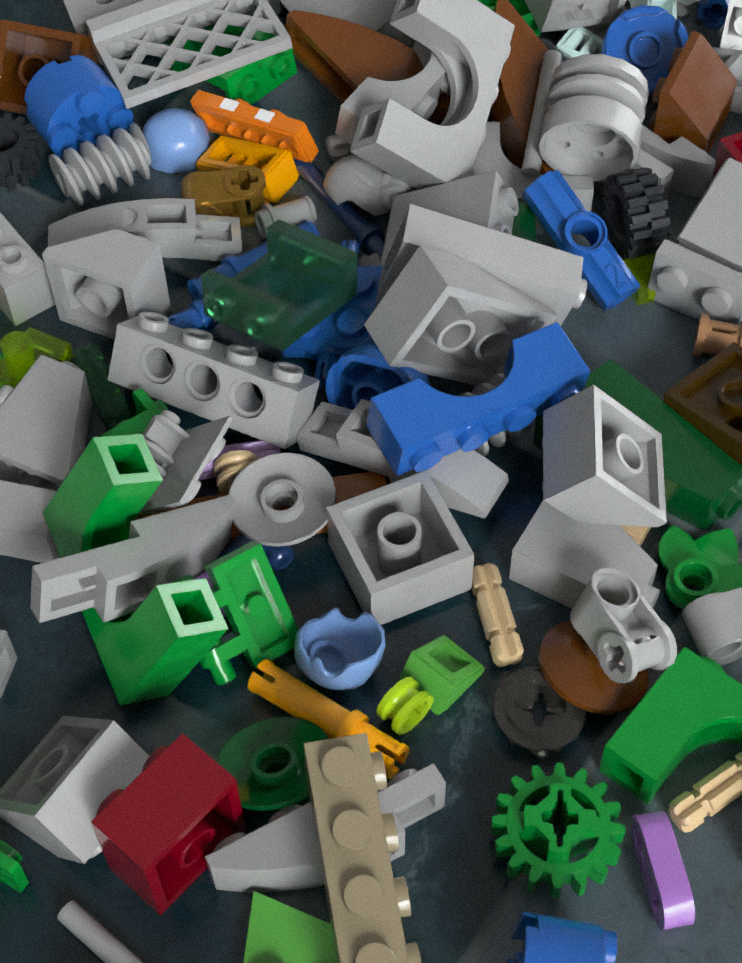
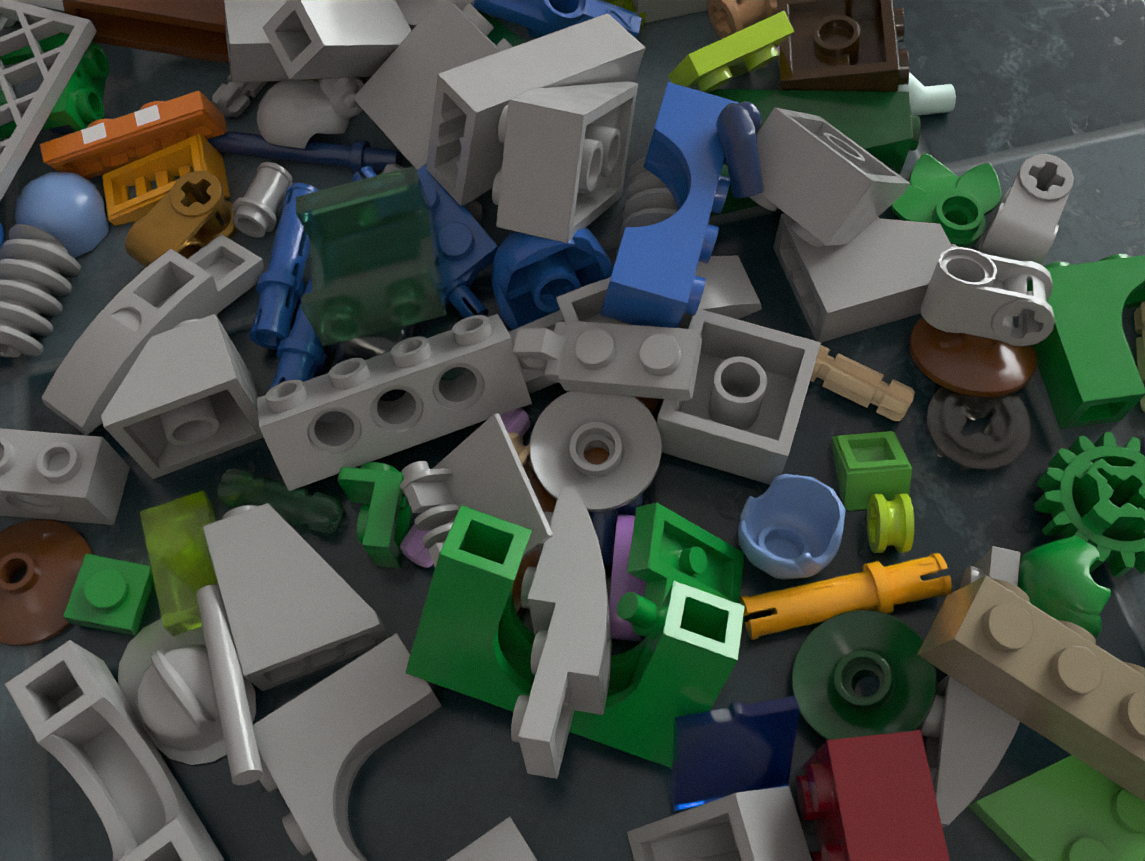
camera: 45 degrees left, 10 degrees up
(150, 706) = (732, 750): none -> clear blue piece
(342, 454) = (614, 358): none -> light grey hinge
(441, 824) = (1060, 582): none -> green hair
(546, 392) = (737, 133): none -> dark blue arm
(646, 350) = (733, 55): none -> lime wing

